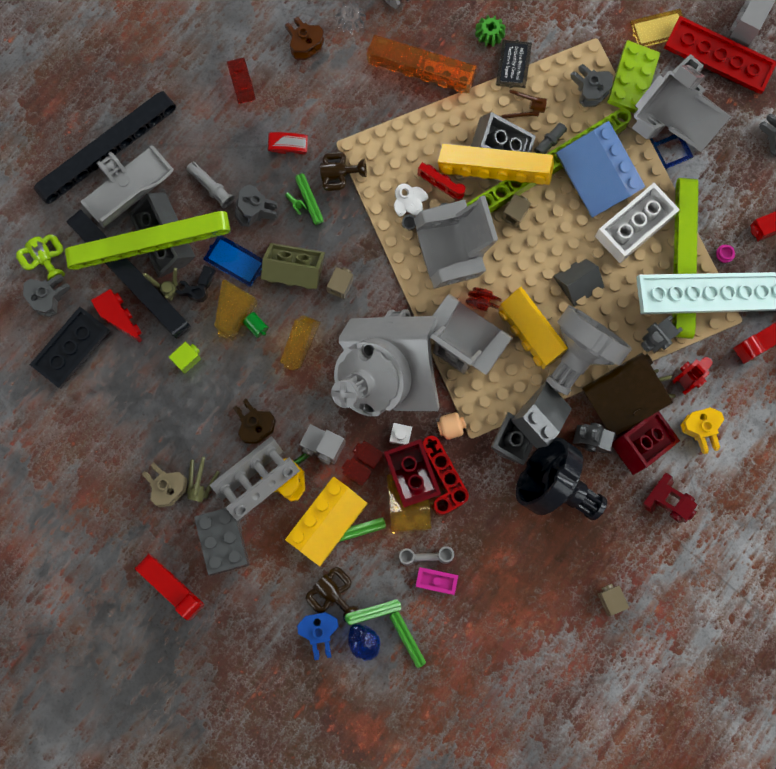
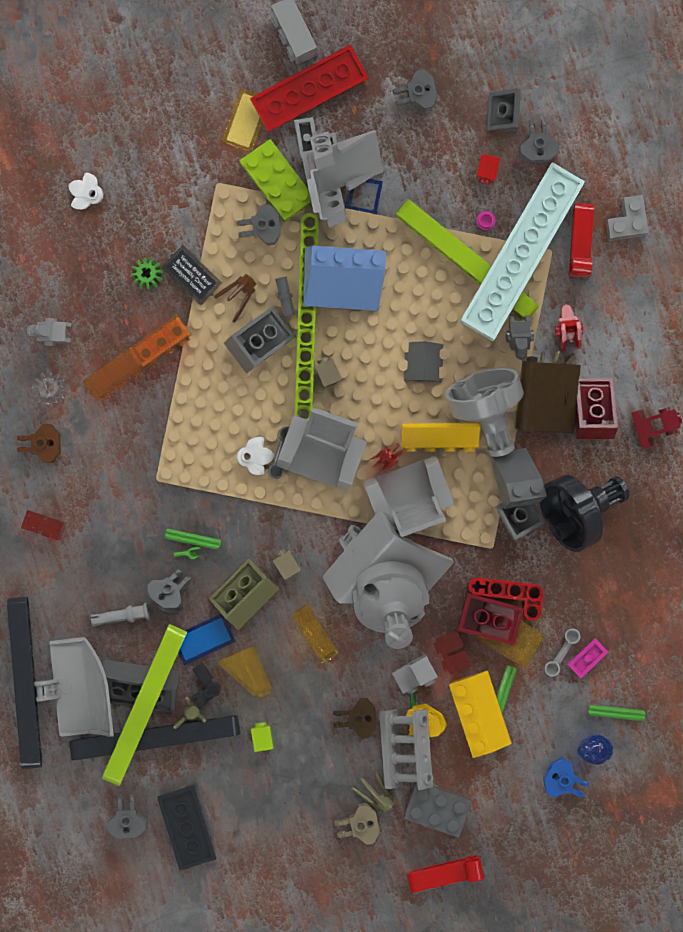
camera: 50 degrees left, 10 degrees up
(40, 253) = (88, 800): lime piece -> none
(111, 311) = (180, 772): red slope -> none
(255, 325) = (274, 660): green piece -> none
(287, 142) = (128, 523): slope -> none
(331, 592) = (539, 748): dark brown piece -> none
(333, 170) = (184, 500): dark brown piece -> none
(372, 612) = (577, 726): bright green axle -> none
(400, 434) = (449, 603): white plate -> none
(441, 181) = (259, 417): red plate -> none
(451, 425) = (472, 557): light nougat head -> none
(496, 164) = (278, 364): yellow brick -> none
(593, 438) = (563, 450): dark grey hinge -> none
(637, 222) = (411, 280): white brick -> none
(703, 428) = (618, 353): yellow hinge -> none

